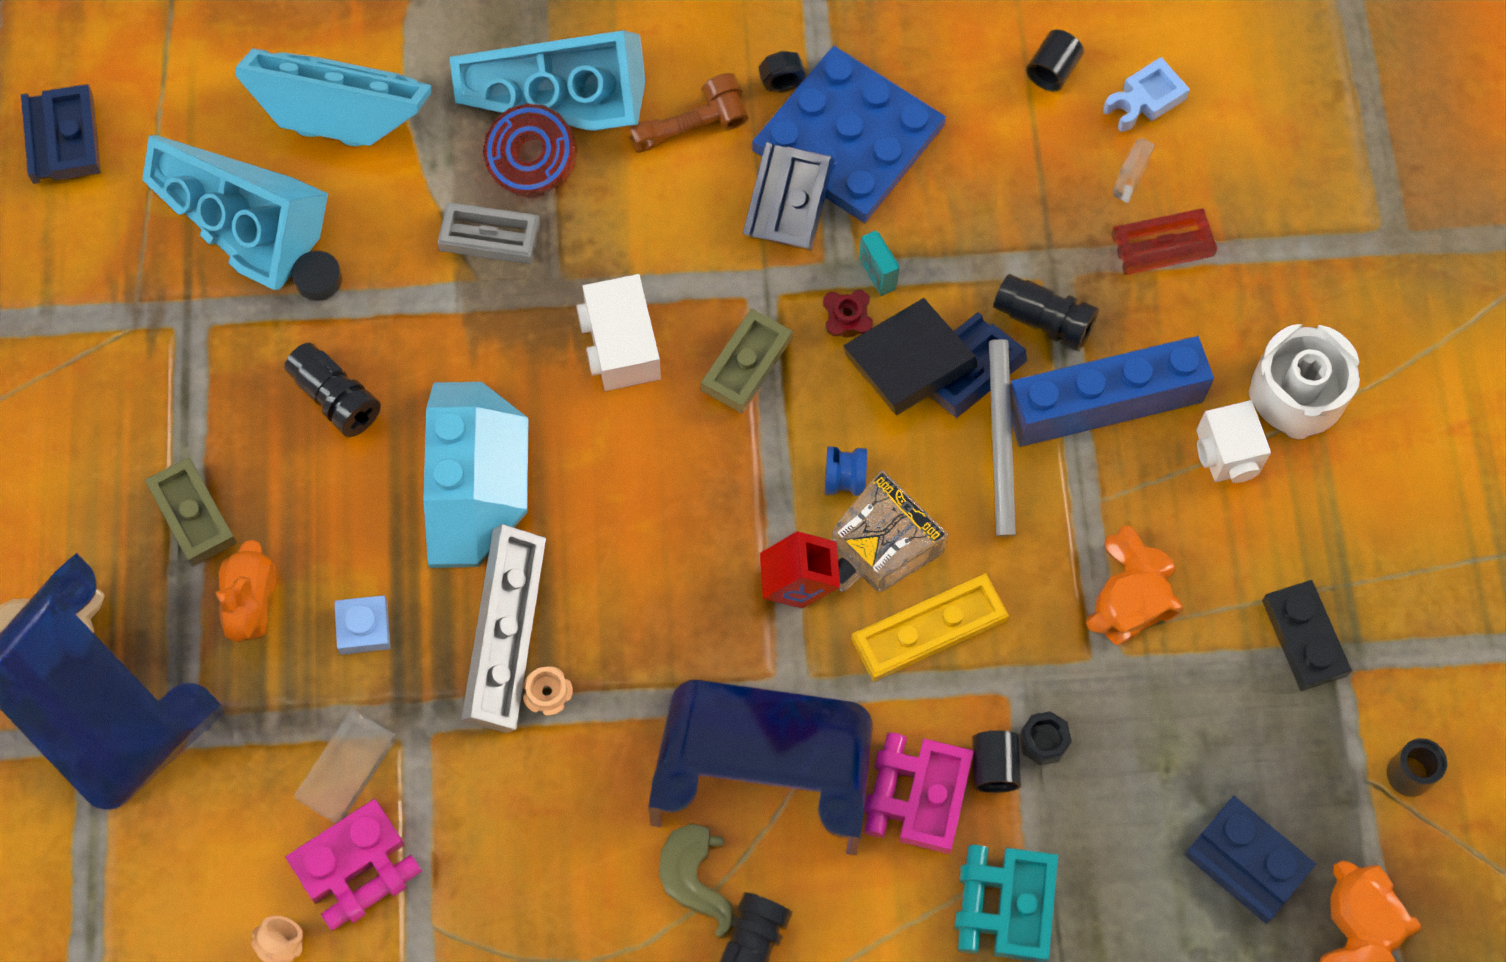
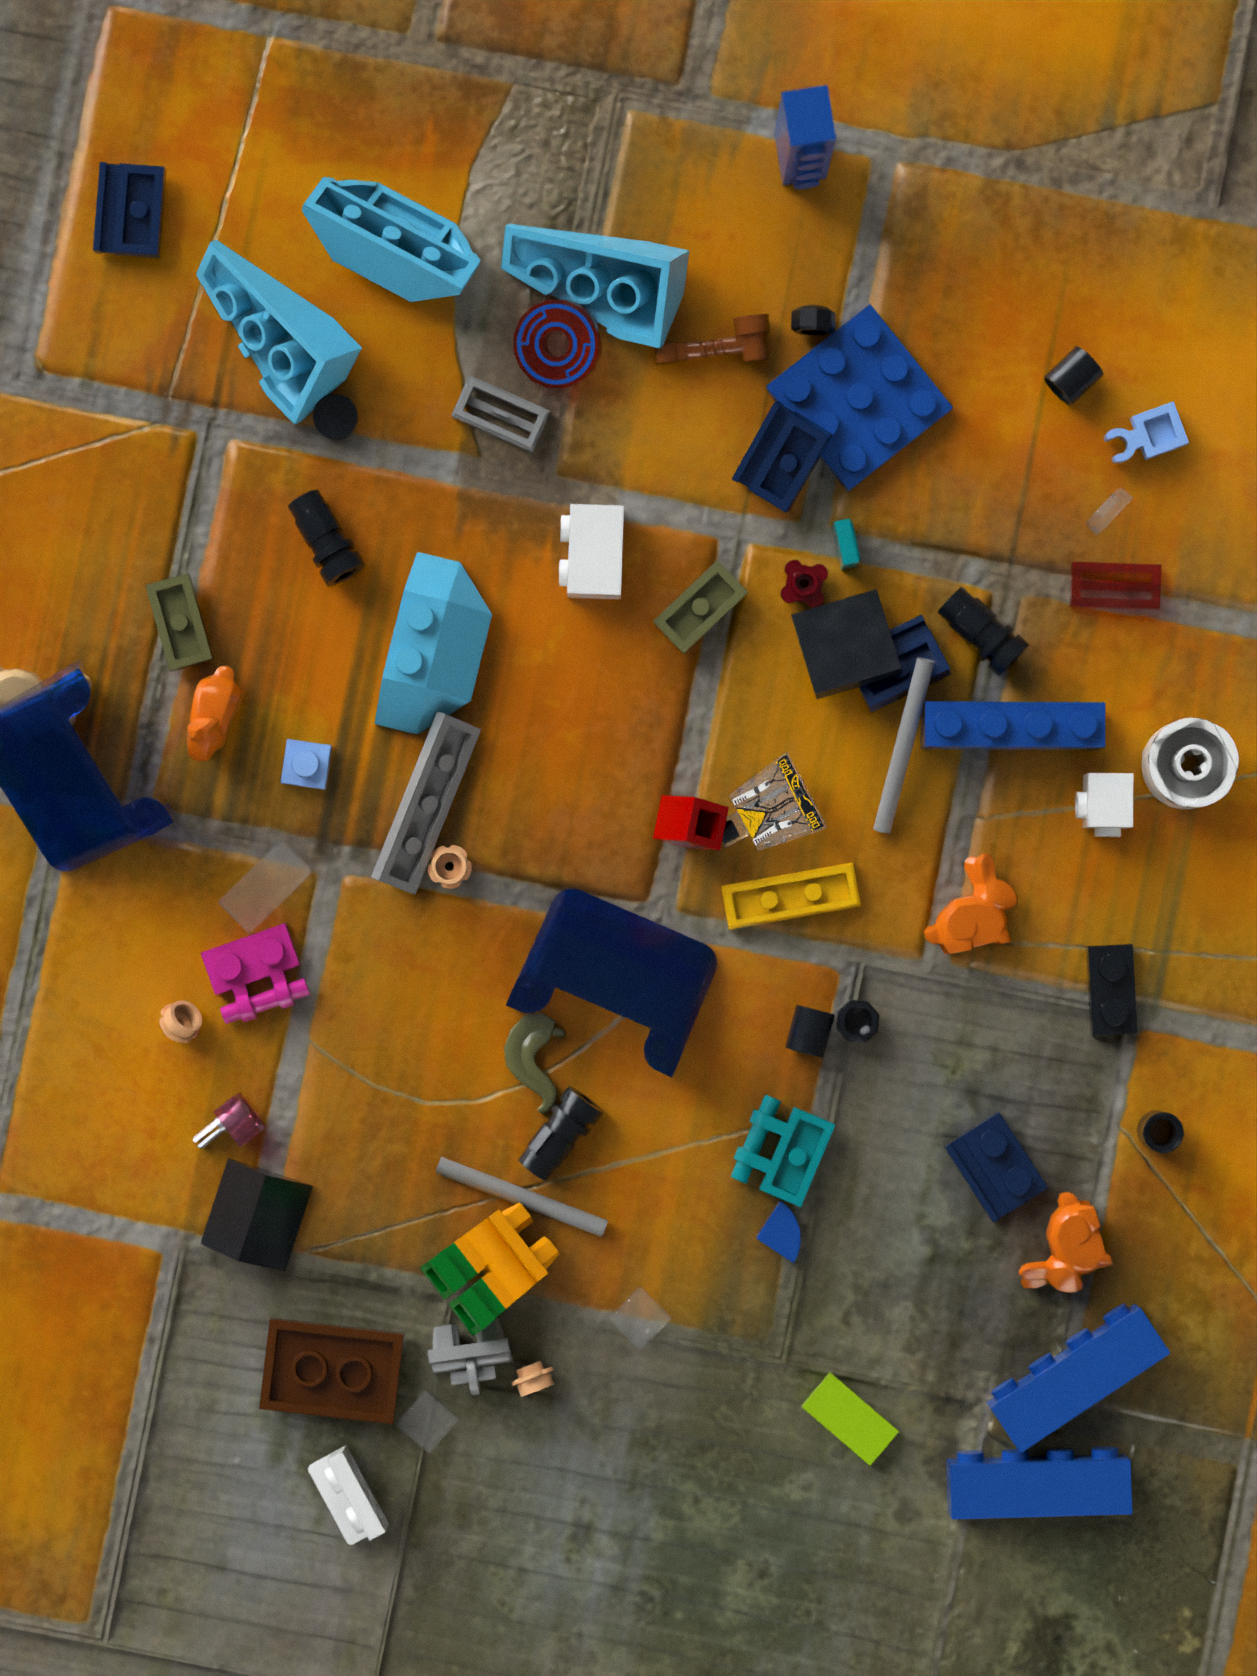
camera: 15 degrees right, 20 degrees up
(845, 471) = (757, 738): blue wheel -> none
(935, 794) = (748, 1047): dark pink plate -> none

